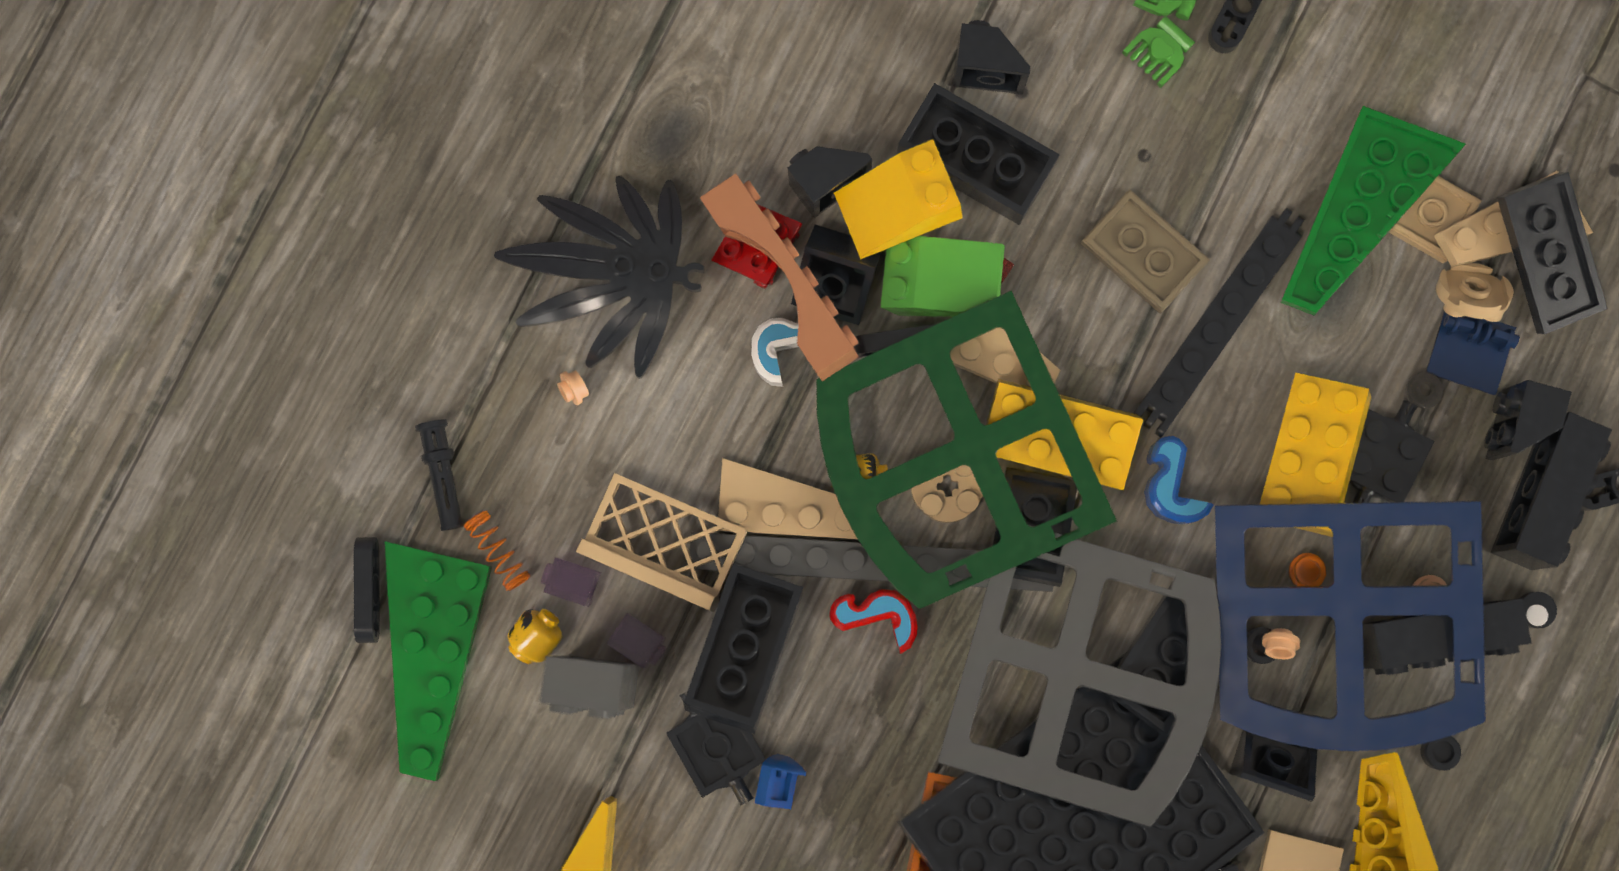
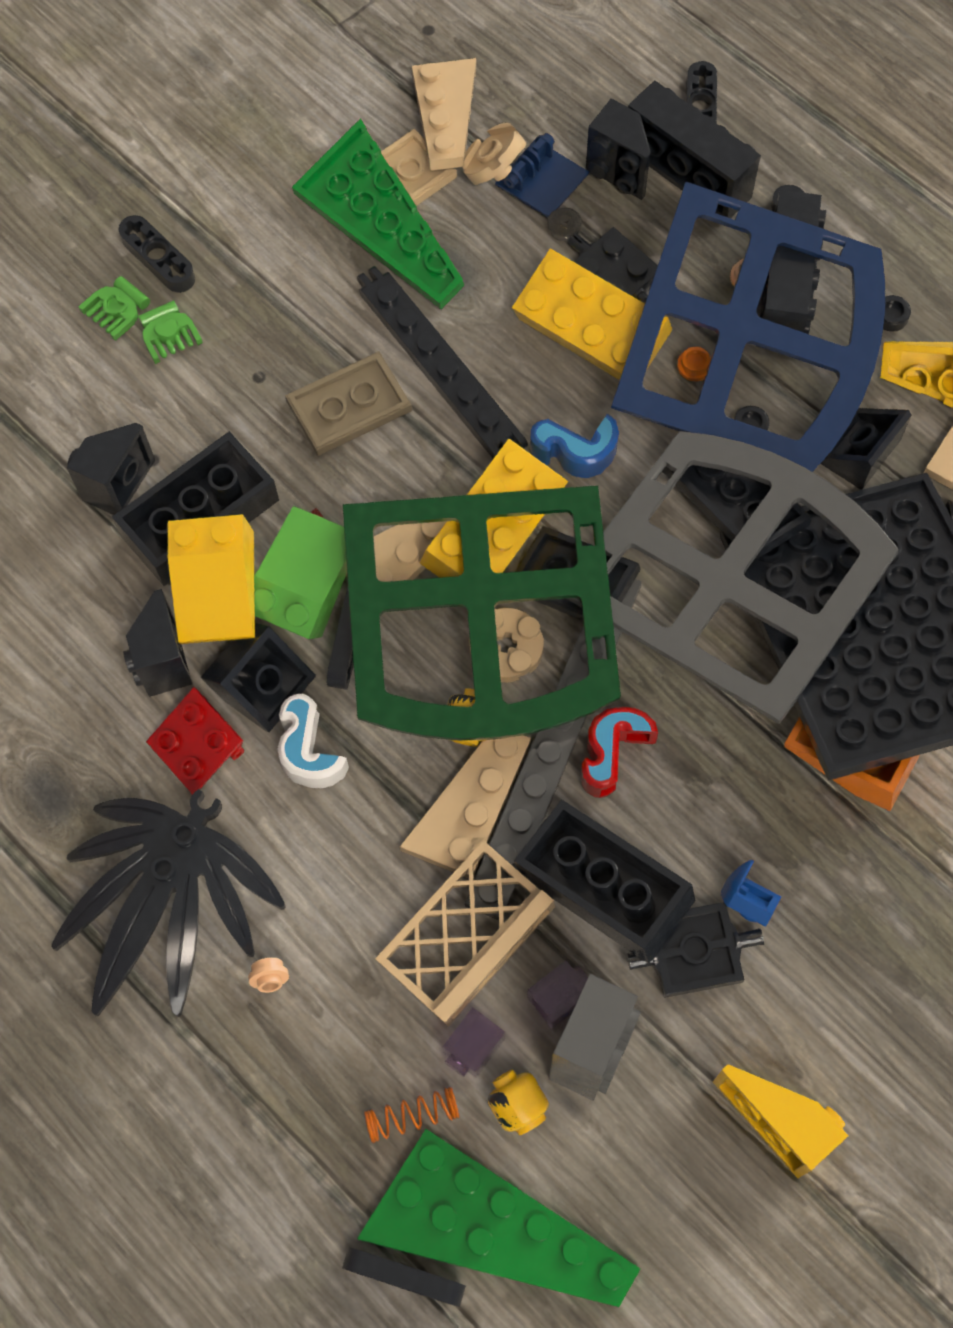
camera: 75 degrees left, 15 degrees down
(449, 518) = (288, 1147): black pin -> none
(819, 335) = (164, 737): nougat arch -> none
(1280, 644) = (756, 399): light nougat plate -> none
(1552, 252) = (482, 86): black plate -> none

